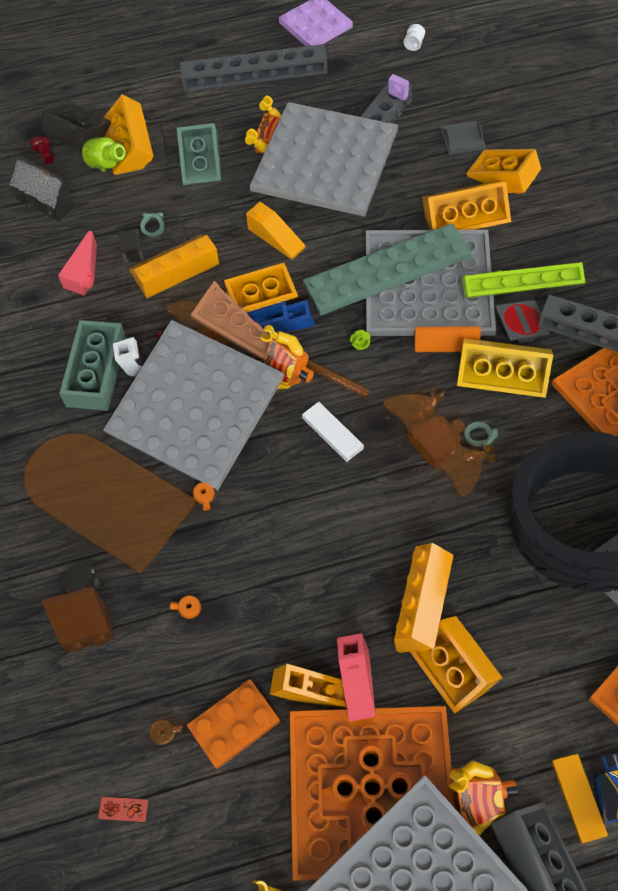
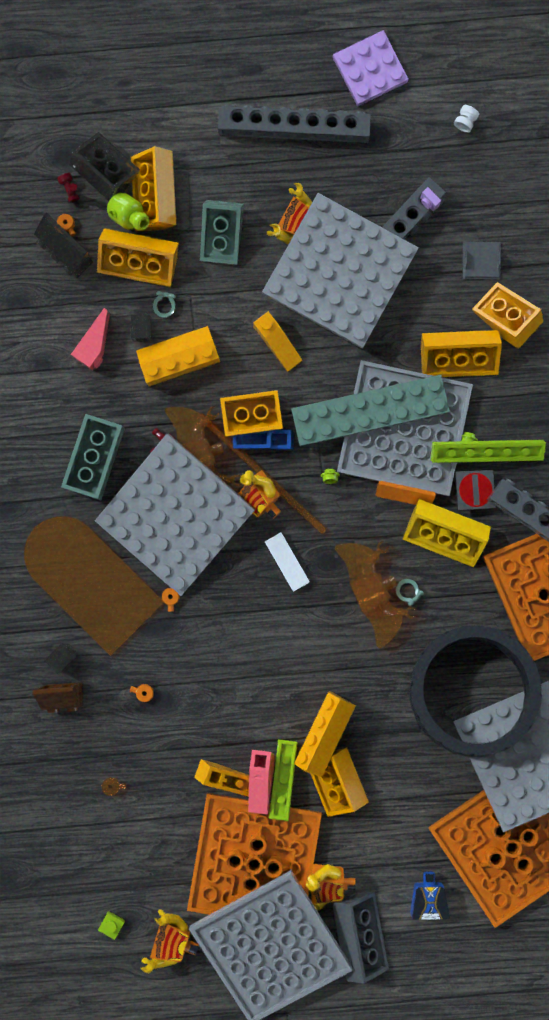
camera: 10 degrees right, 25 degrees up
(117, 190) = (136, 257): none -> light orange slope
(123, 809) = (75, 834): clear red sticker -> none
(128, 357) = (124, 458): white leg -> none
(230, 321) = (217, 444): nougat wing -> none
(233, 724) = (164, 791): orange plate -> none
(385, 676) = (283, 780): none -> lime tile
(579, 799) = (399, 894): light orange tile -> none

